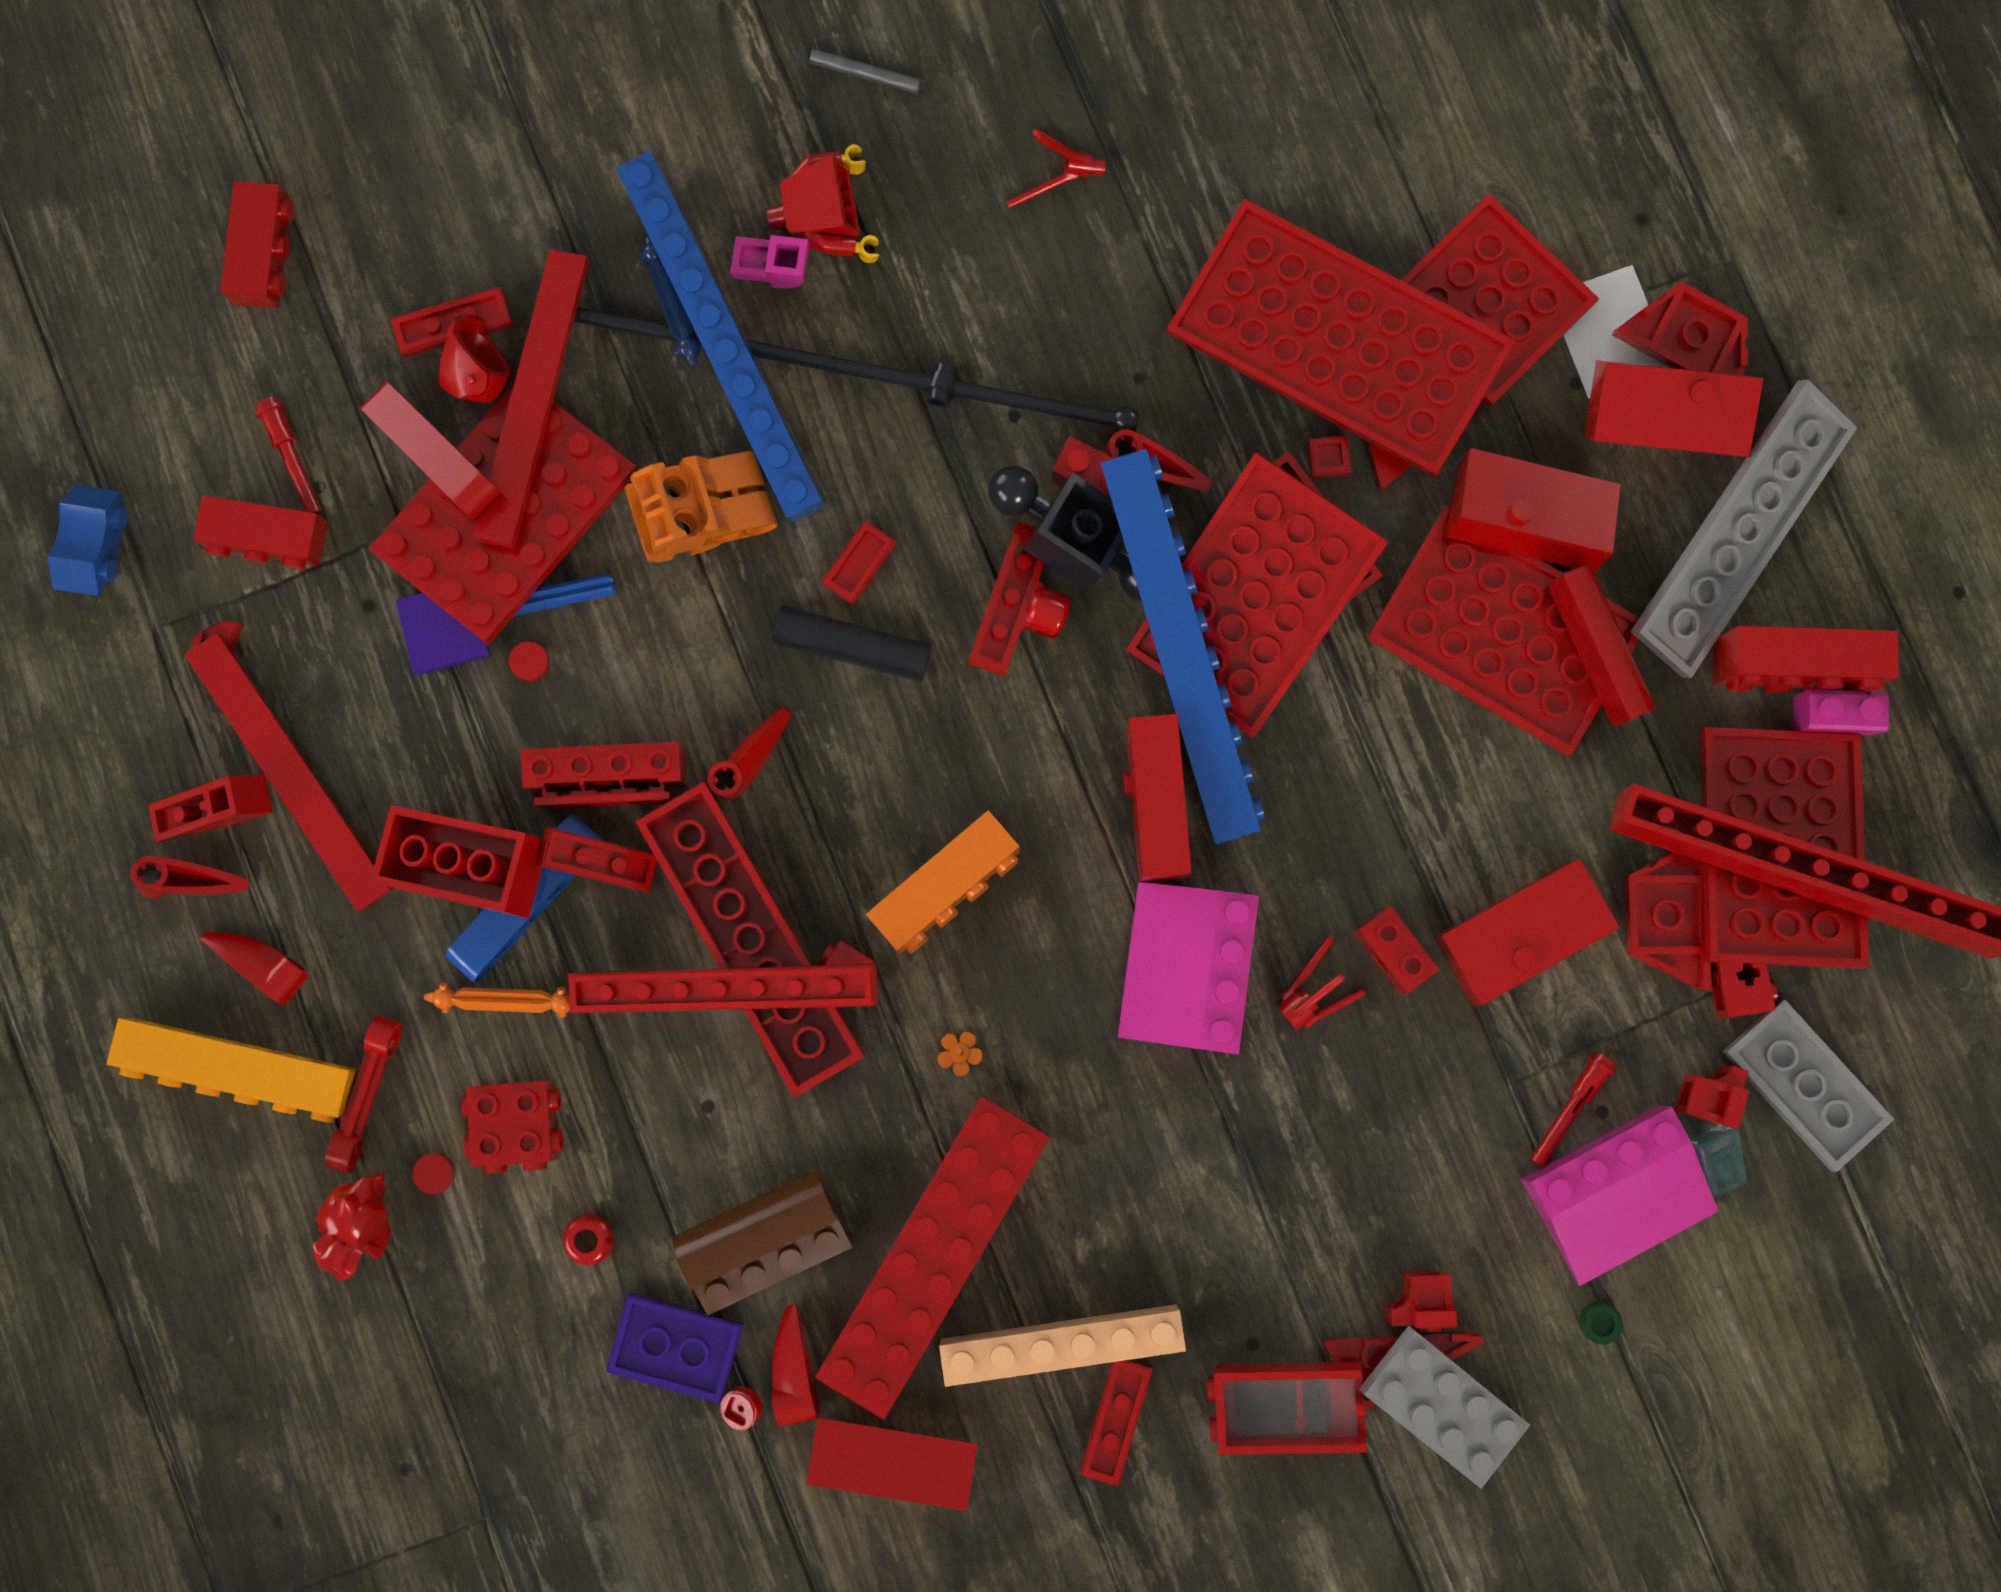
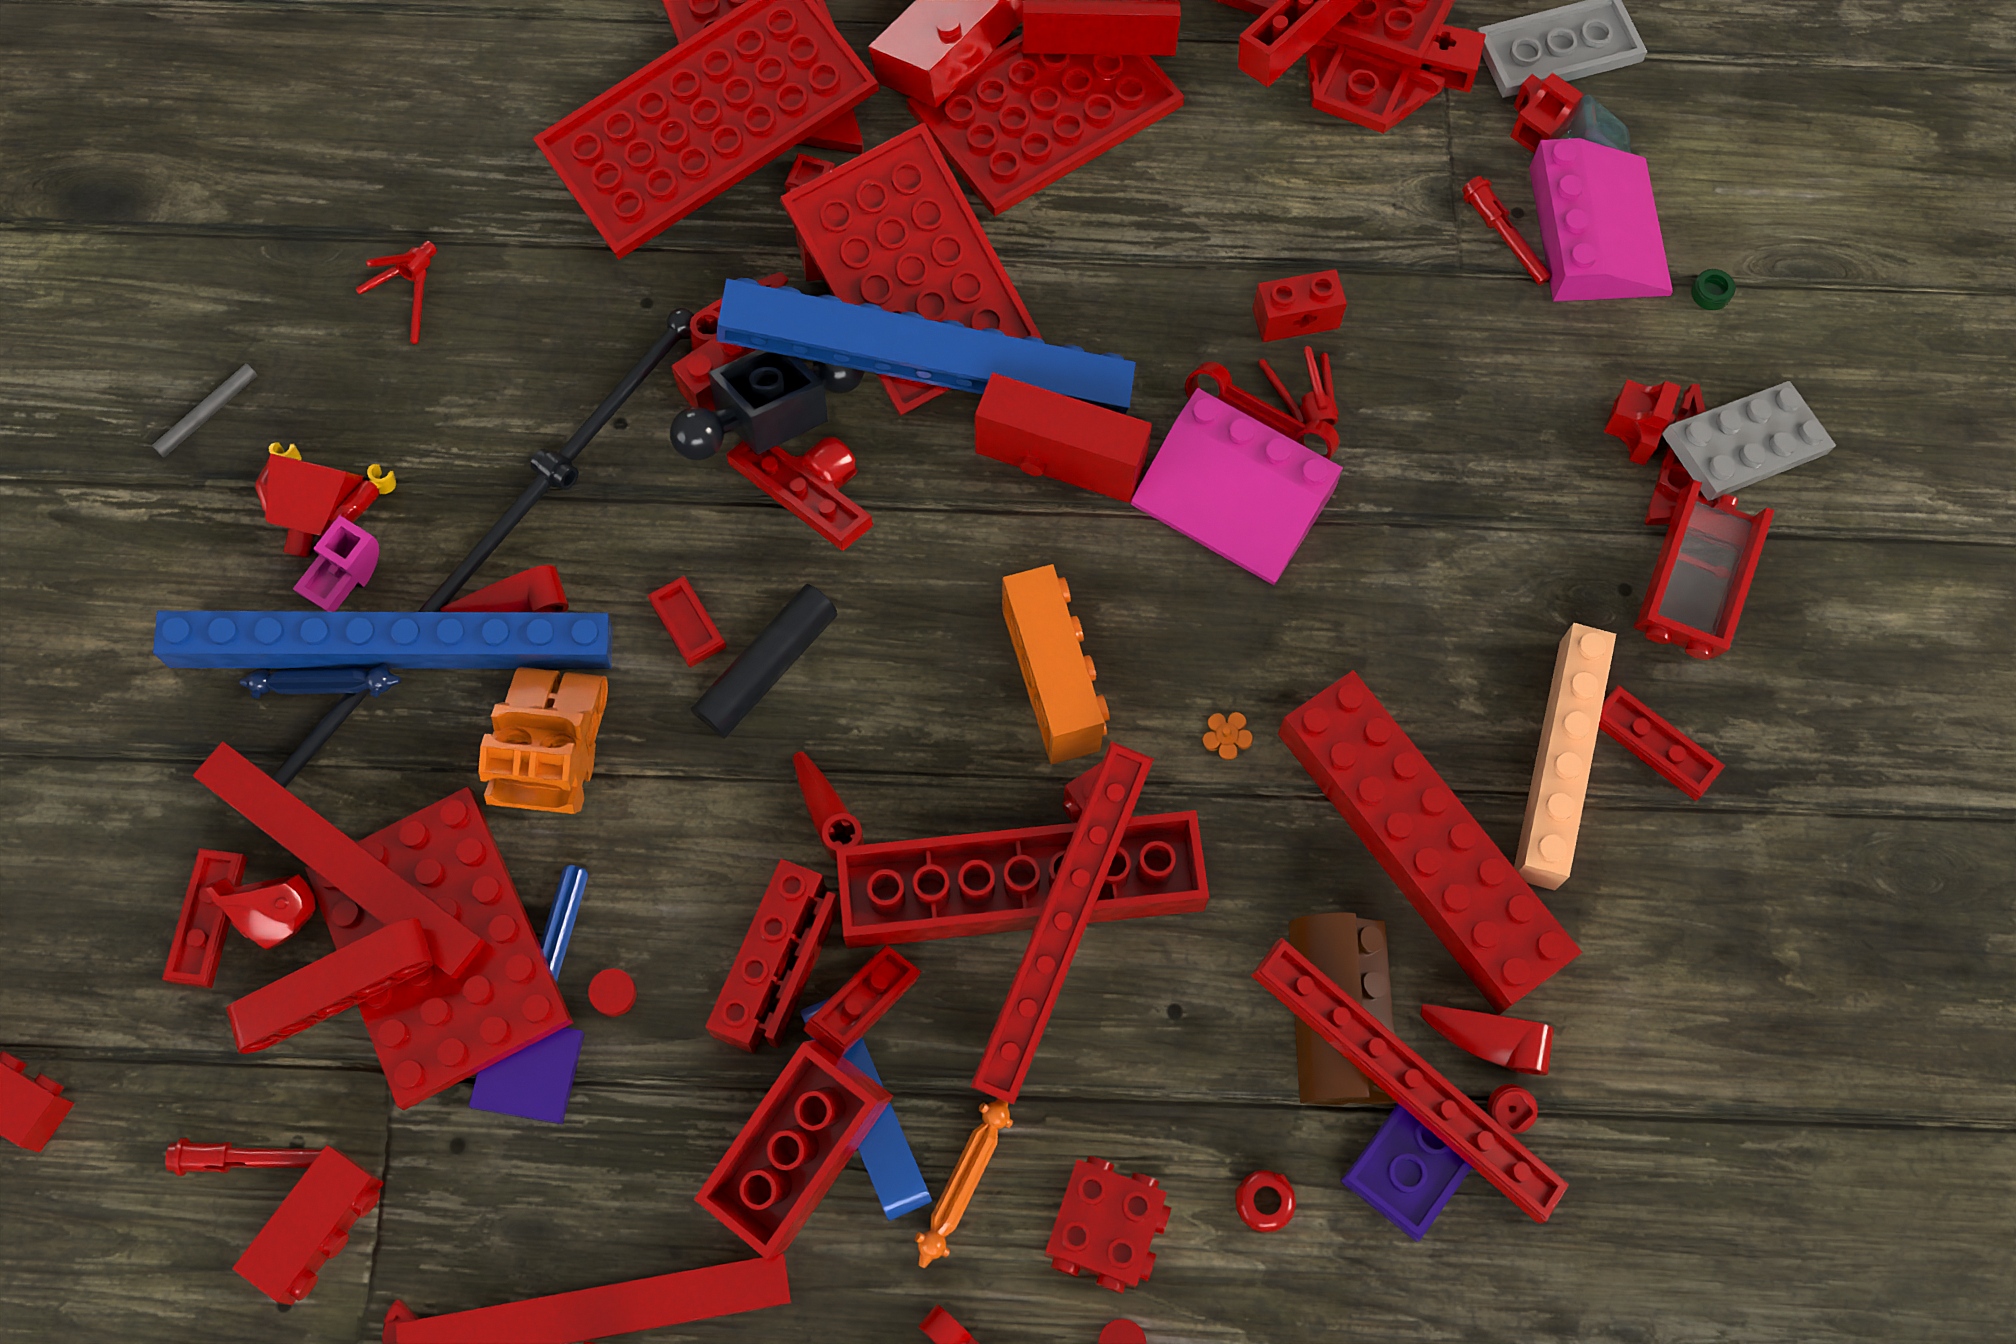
camera: 70 degrees left, 15 degrees down
(719, 1316) = (1410, 1081): none -> red tile
(808, 415) = (528, 591): none -> red piece
(892, 1464) = (1628, 975): red brick -> none
(1269, 961) = (1261, 410): none -> red piece
(1526, 932) = (1330, 195): red brick -> none

